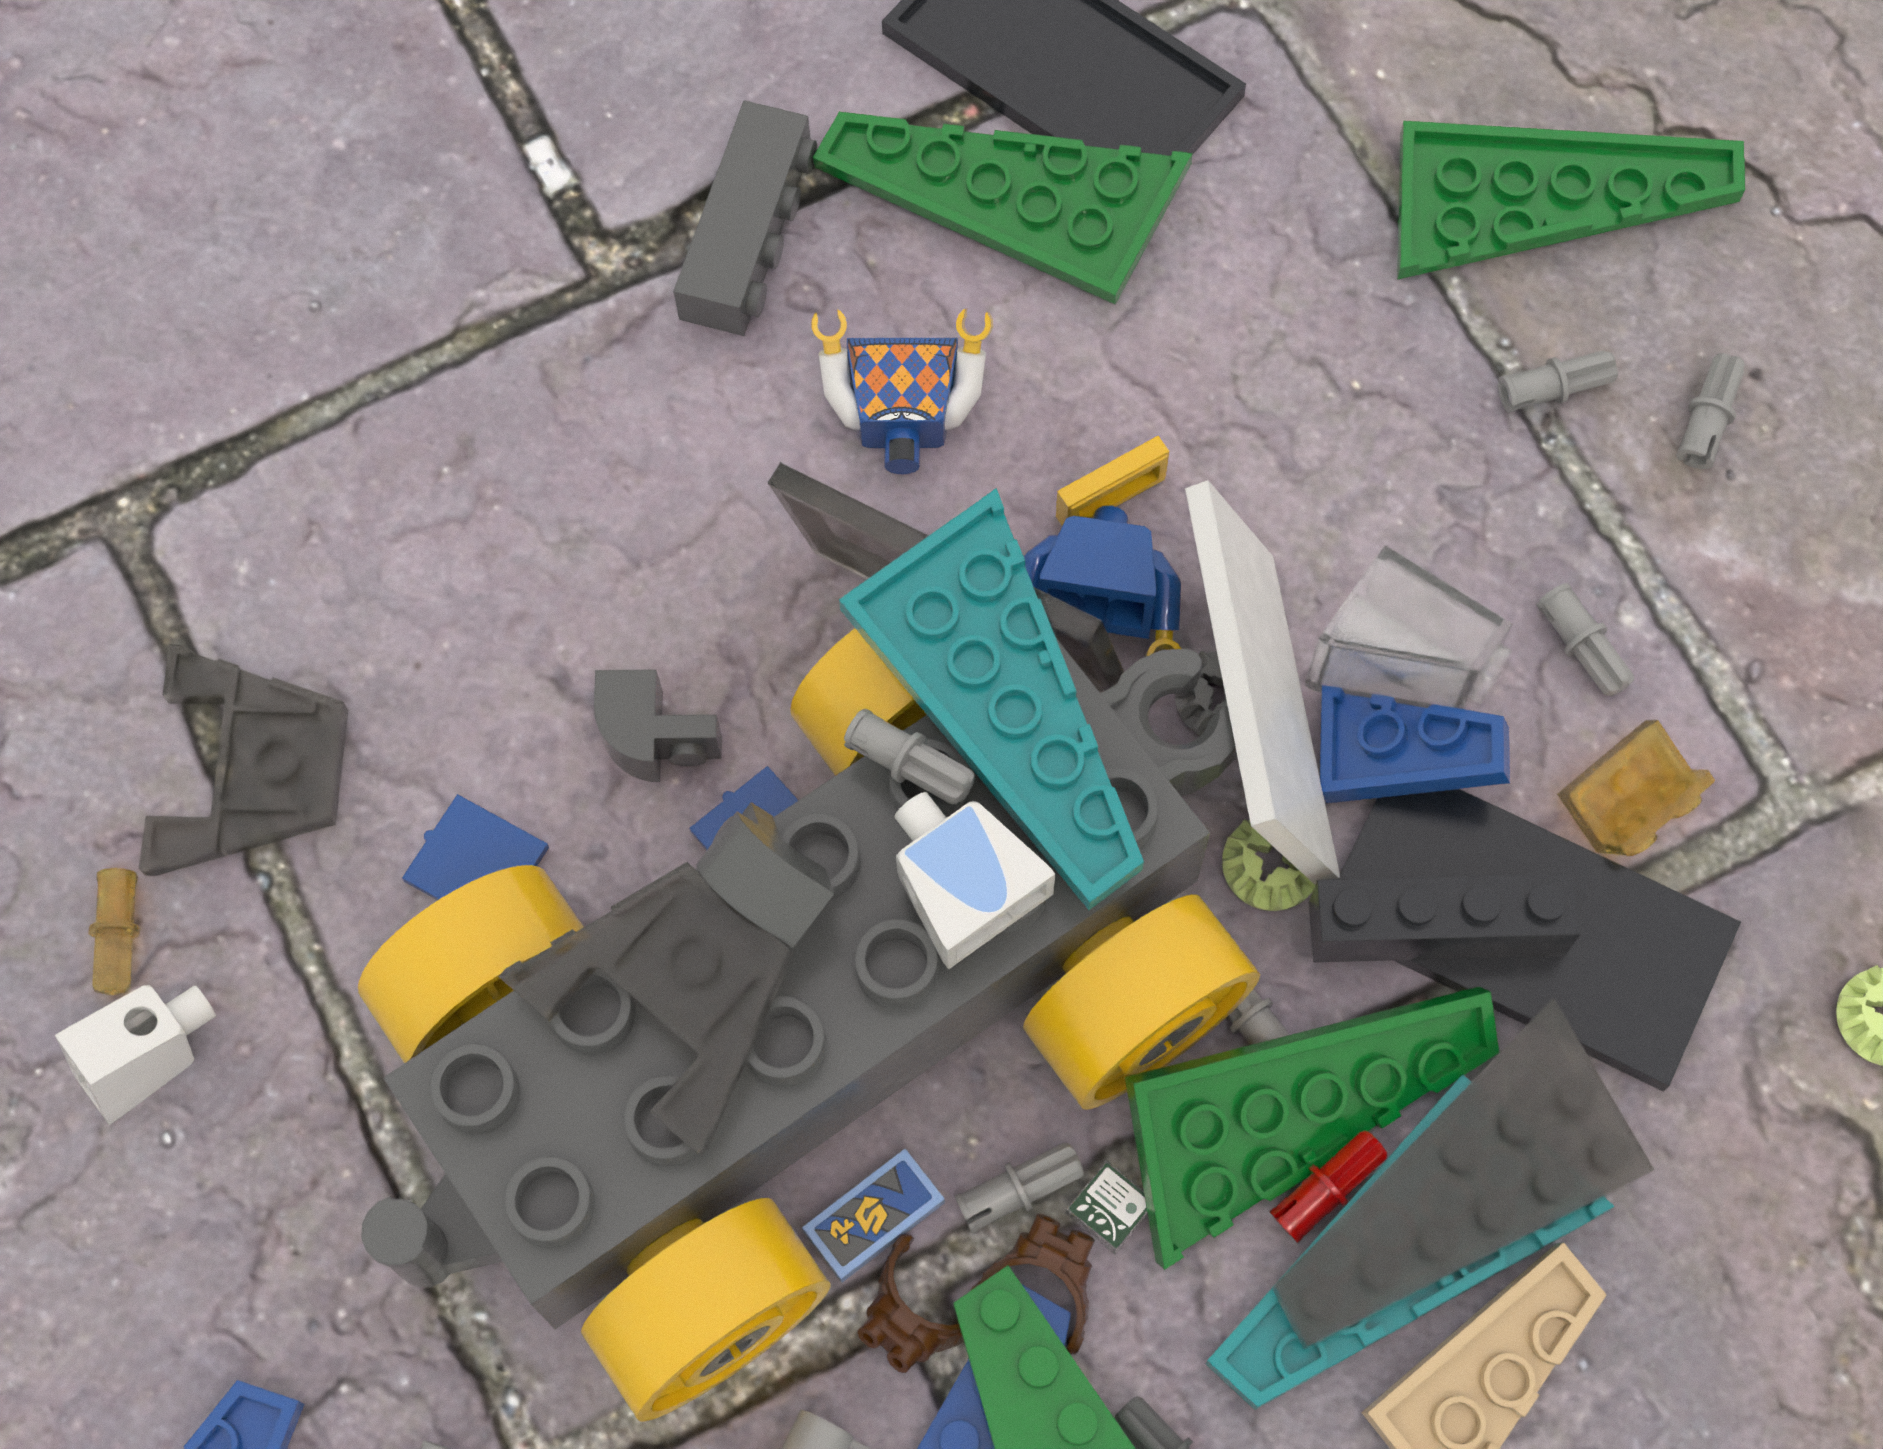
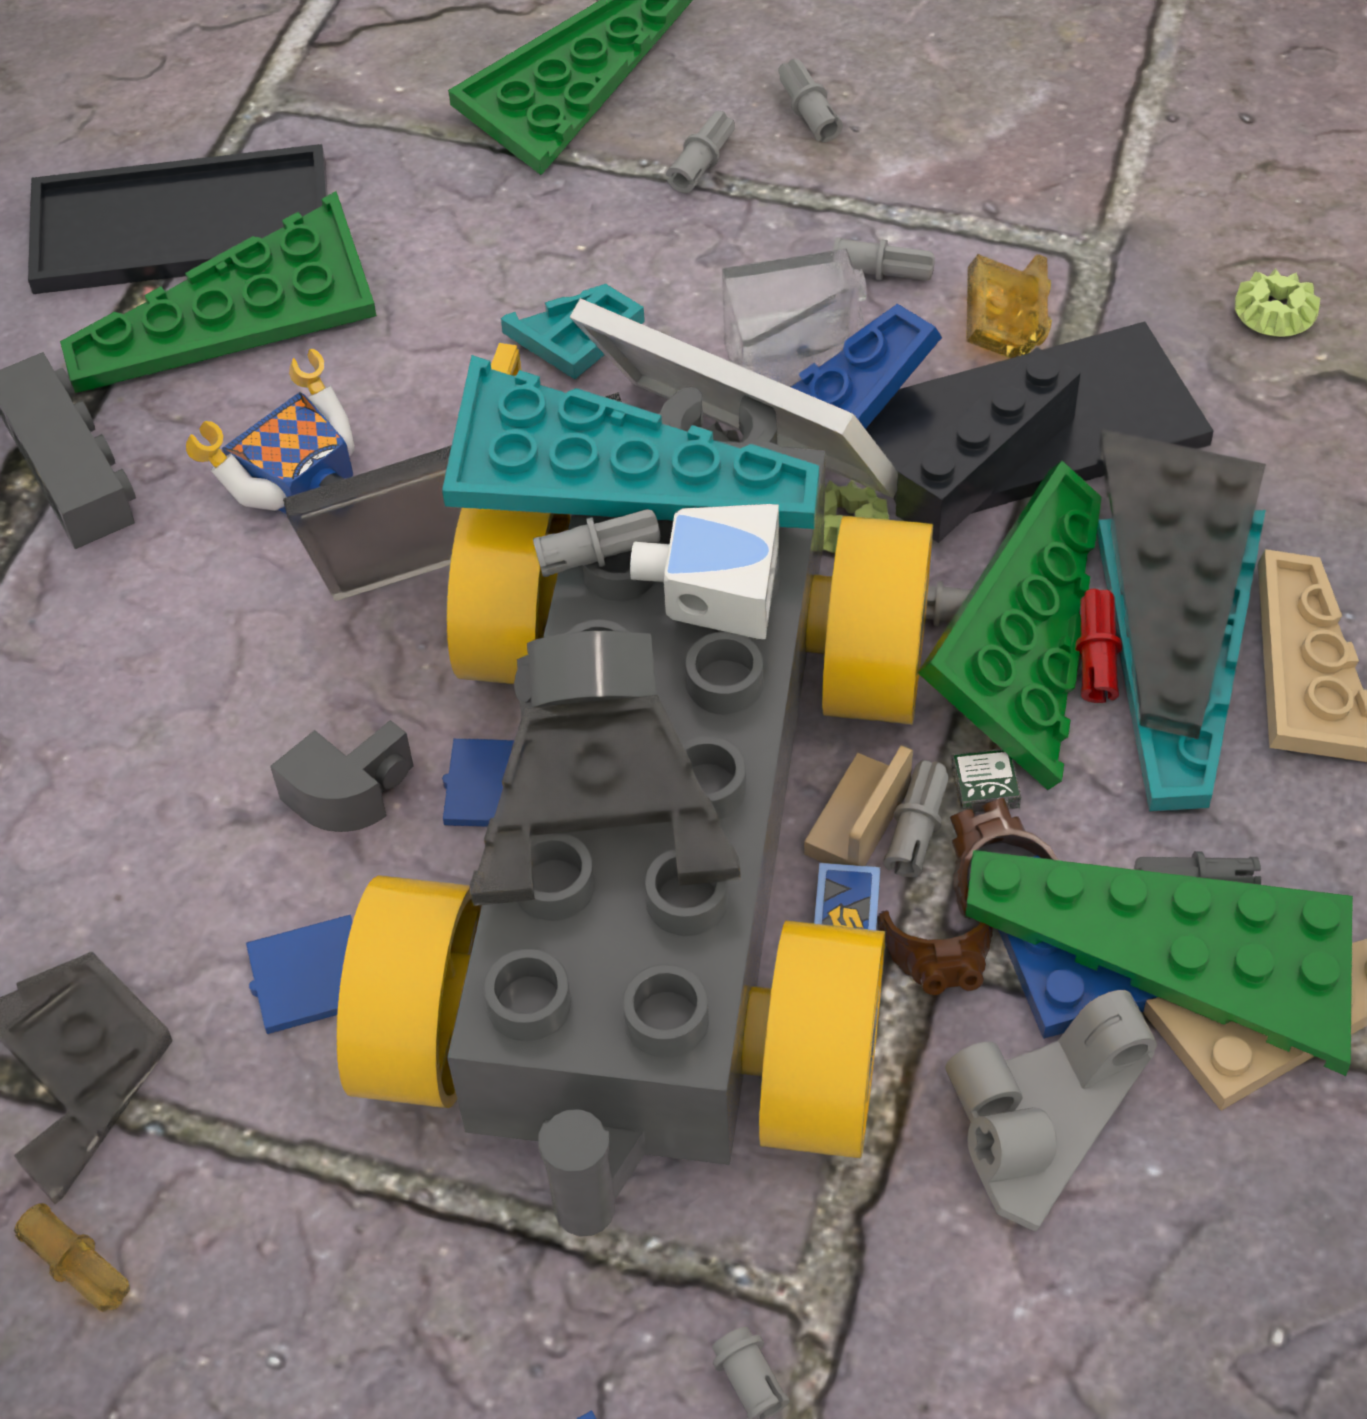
camera: 45 degrees left, 15 degrees down
(133, 1047) = (184, 1310): white torso -> none
(985, 1134) = (860, 810): none -> tan panel
(1257, 469) = (558, 338): none -> teal wing

